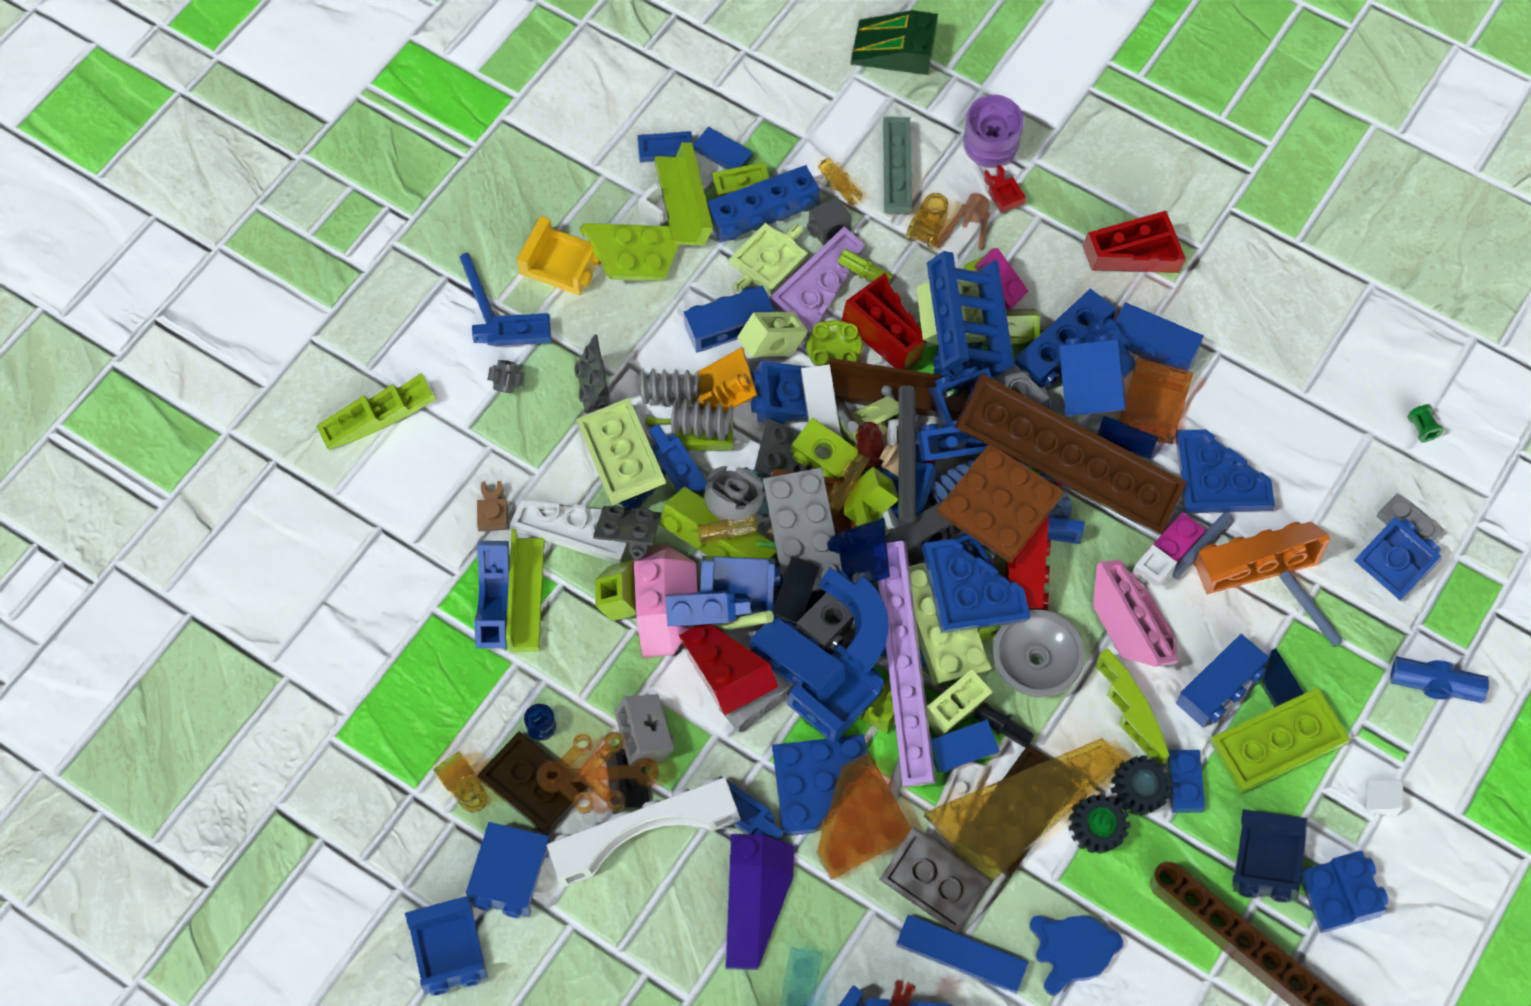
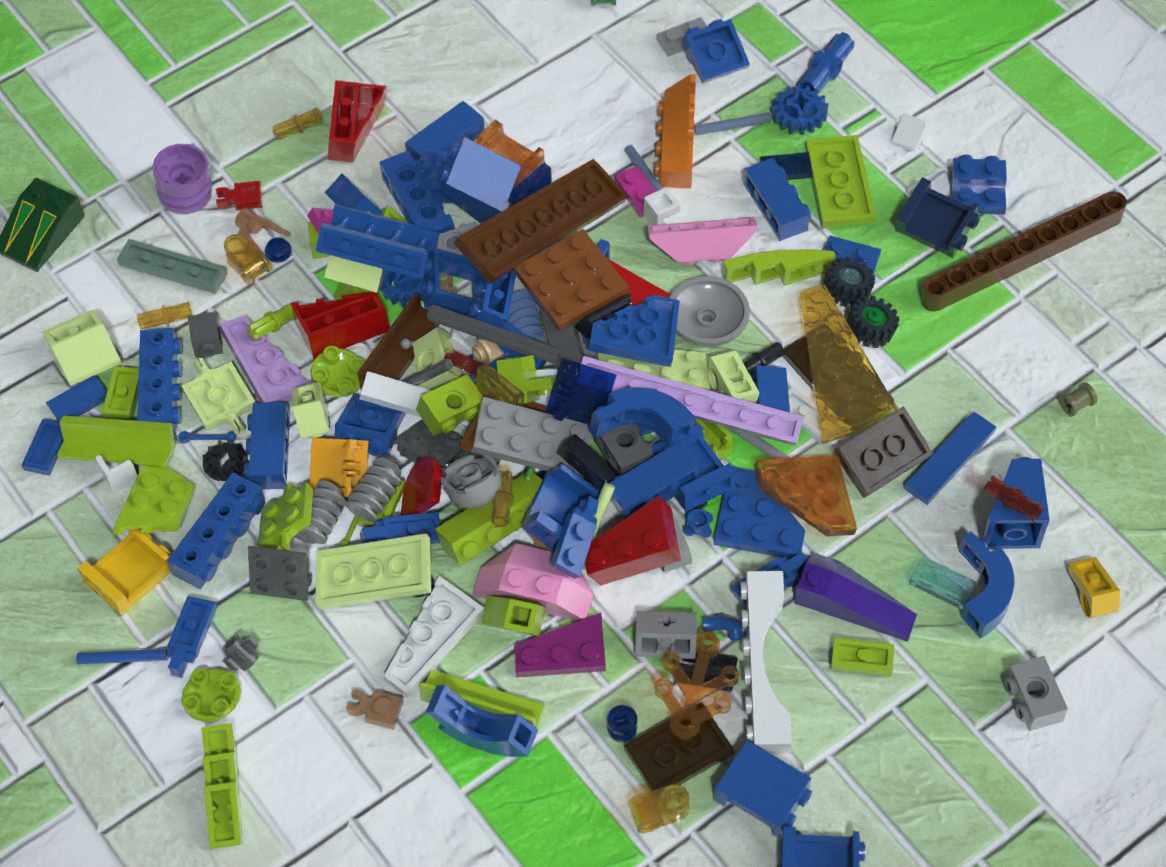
camera: 70 degrees left, 5 degrees down
(460, 370) = (210, 694): none -> lime dish
(604, 648) = (563, 650): none -> magenta wing
(624, 311) = (216, 531): none -> blue brick
(628, 526) = (460, 584): dark grey hinge -> none
(649, 357) = (285, 517): none -> lime plate
(680, 778) = (725, 623): none -> blue arm
(686, 925) = (862, 656): none -> lime plate
(691, 289) = (235, 465): none -> black gear
(718, 250) = (184, 437): none -> blue hinge
(731, 457) = (422, 487): none -> red tile
(770, 127) = (81, 347): none -> yellowish green slope
(786, 716) = (698, 516): none -> blue plate
(956, 243) = (278, 250): none -> clear blue plate
(978, 550) = (605, 313): none -> black slope
(1035, 283) = (348, 194): none -> blue hinge
(1075, 948) = (970, 376): blue tile -> none
(1112, 203) = (297, 124): none -> clear yellow axle
(1219, 477) = (592, 138): blue plate -> none
(1356, 681) = (800, 109): none -> blue gear

